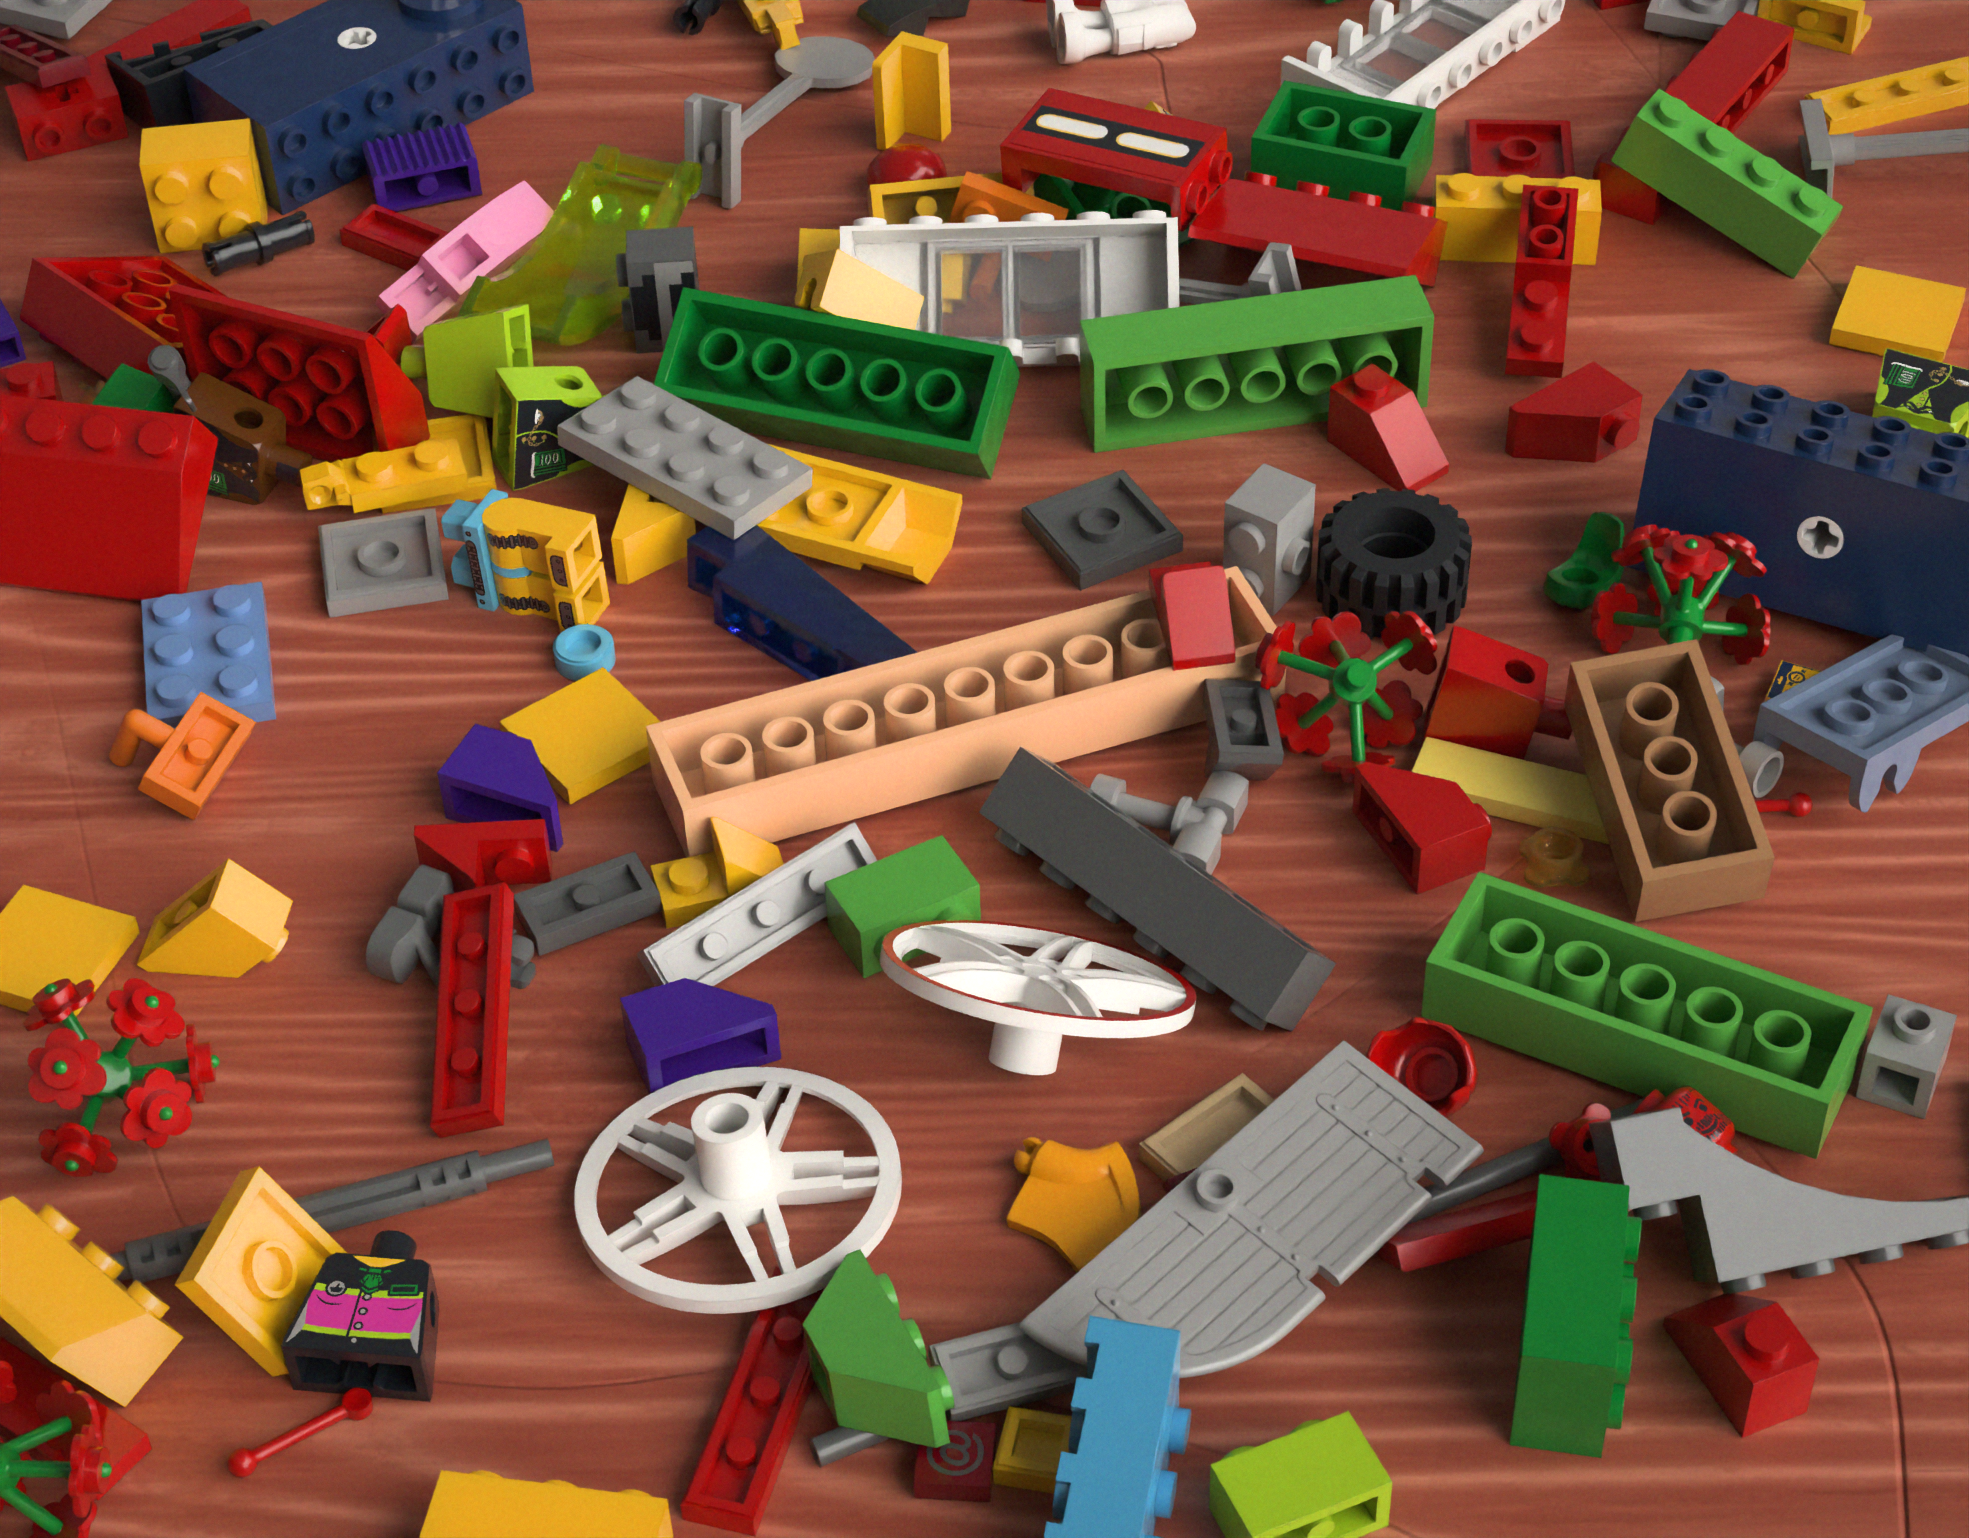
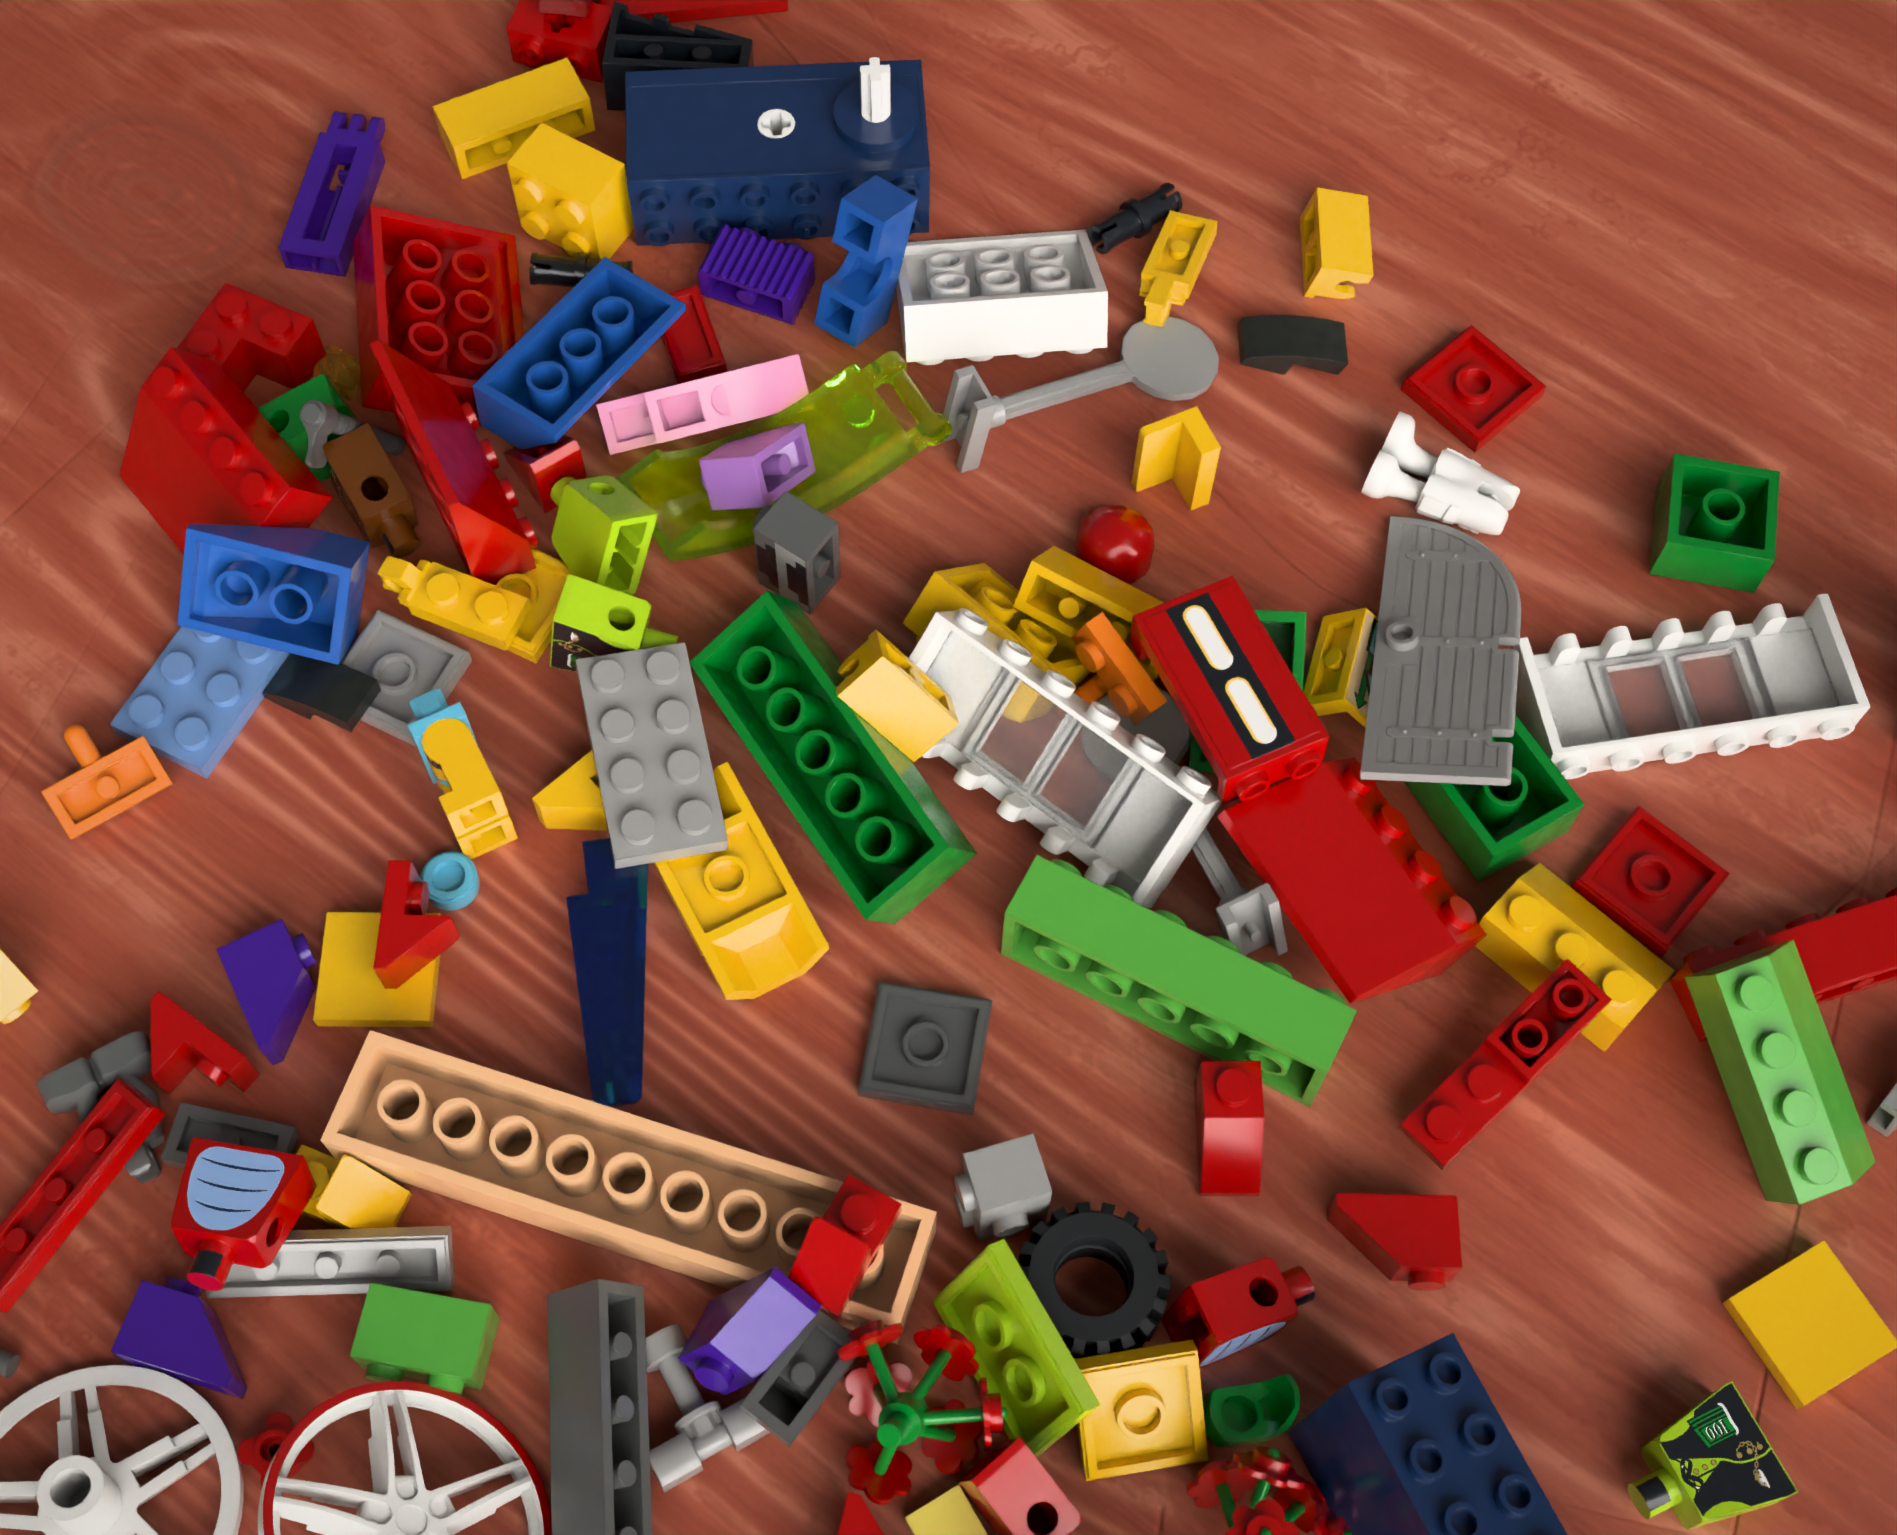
camera: 35 degrees right, 20 degrees up
(77, 182) = (494, 121): none -> yellow brick
(227, 523) = (274, 587): none -> blue slope
(335, 256) = (573, 356): none -> blue slope
(342, 586) = (322, 690): none -> pearl dark grey slope
(527, 88) = (875, 230): none -> blue arch
(566, 261) = (757, 468): none -> medium lavender slope
(594, 675) = (406, 934): none -> red slope
(645, 86) = (1001, 297): none -> white slope
(652, 892) = (237, 1207): none -> torso
(855, 1056) = (257, 1450): none -> red plate
(1170, 718) = (747, 1331): none -> slope
(1244, 83) = (1437, 660): none -> light grey door
(1371, 586) = (1017, 1348): none -> lime tile
(1512, 594) = (1146, 1411): none -> yellow tile
(1517, 499) = (1237, 1308): none -> red torso

